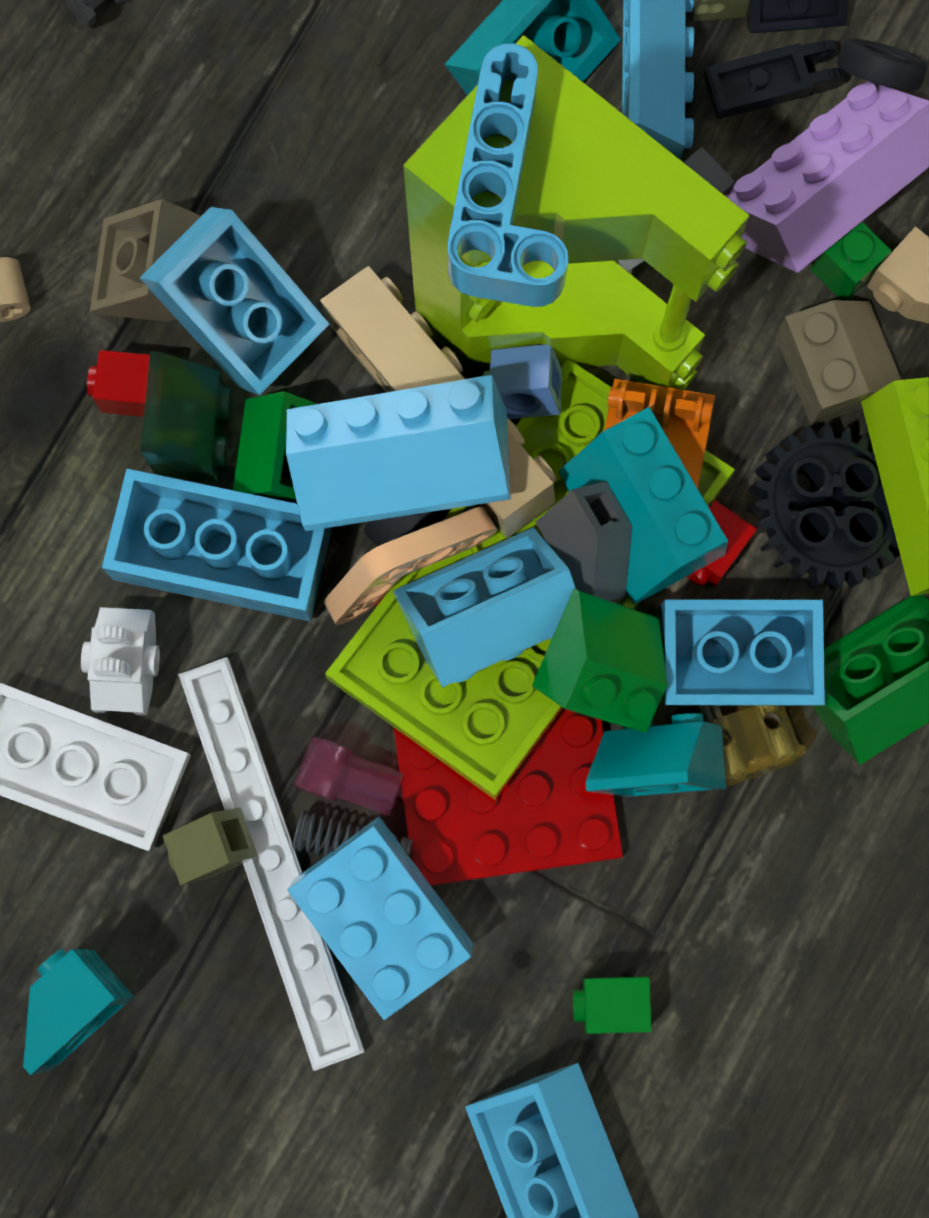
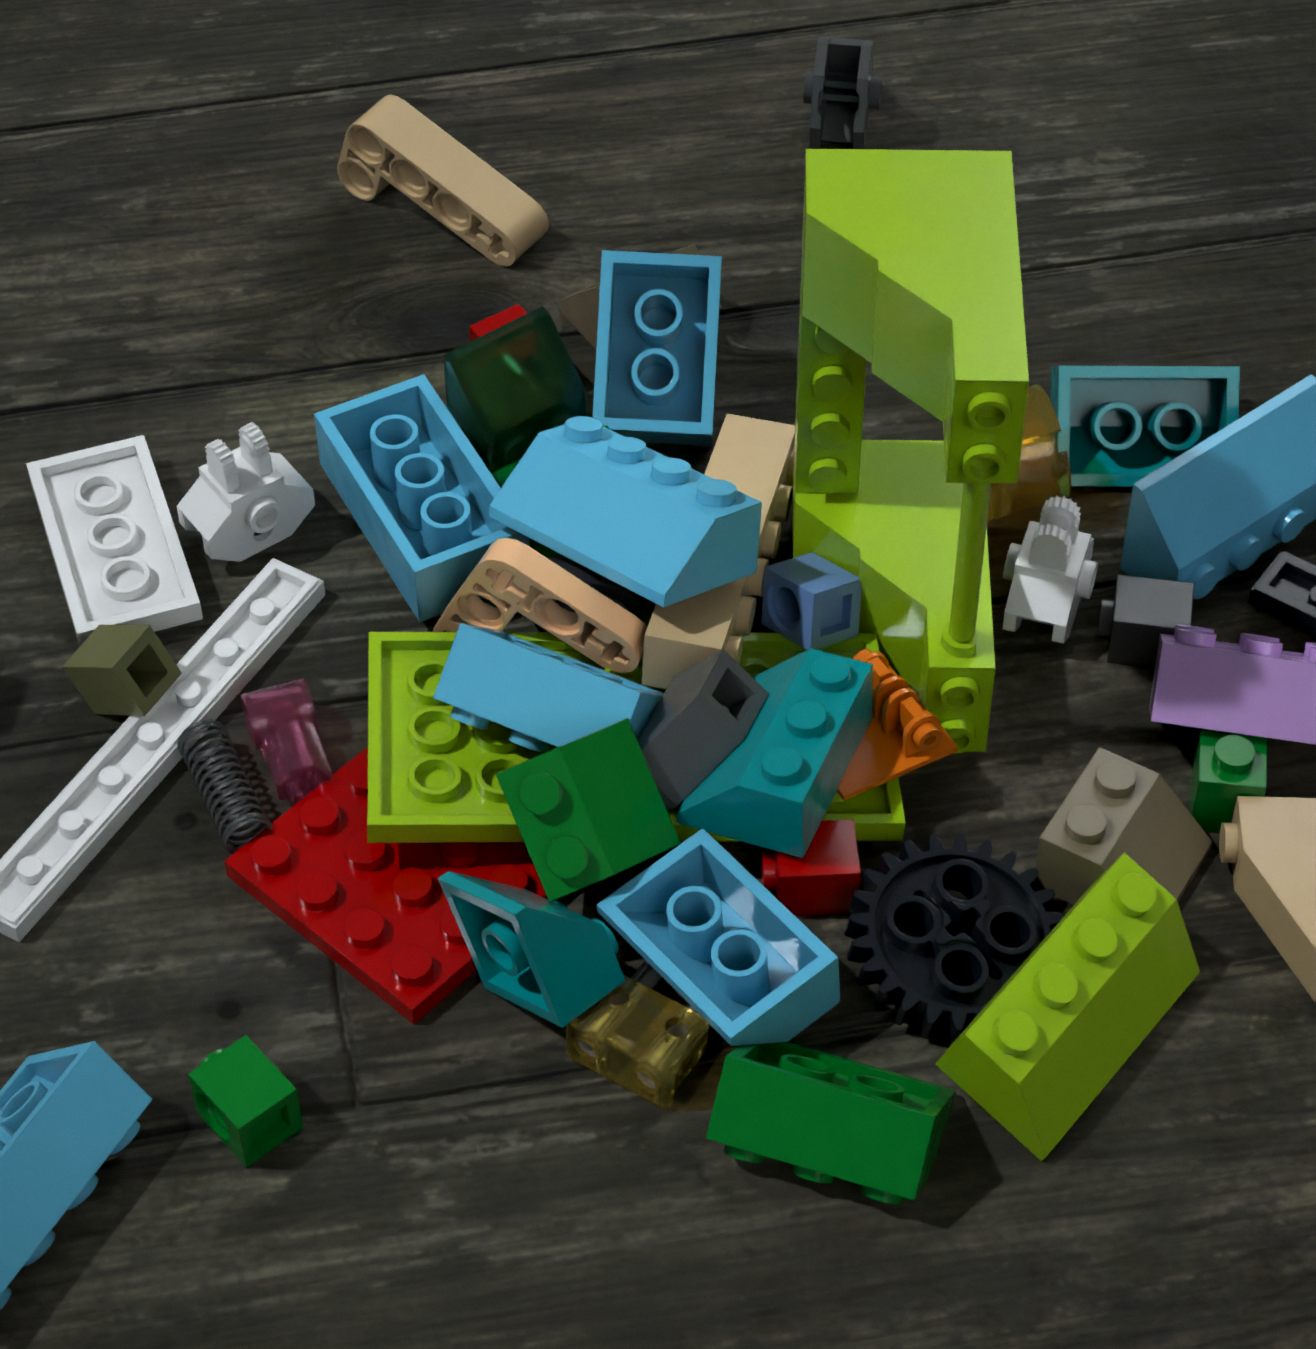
camera: 50 degrees right, 30 degrees down
(381, 918) = (163, 831): medium azure brick -> none
(501, 173) = (807, 201): medium azure beam -> none

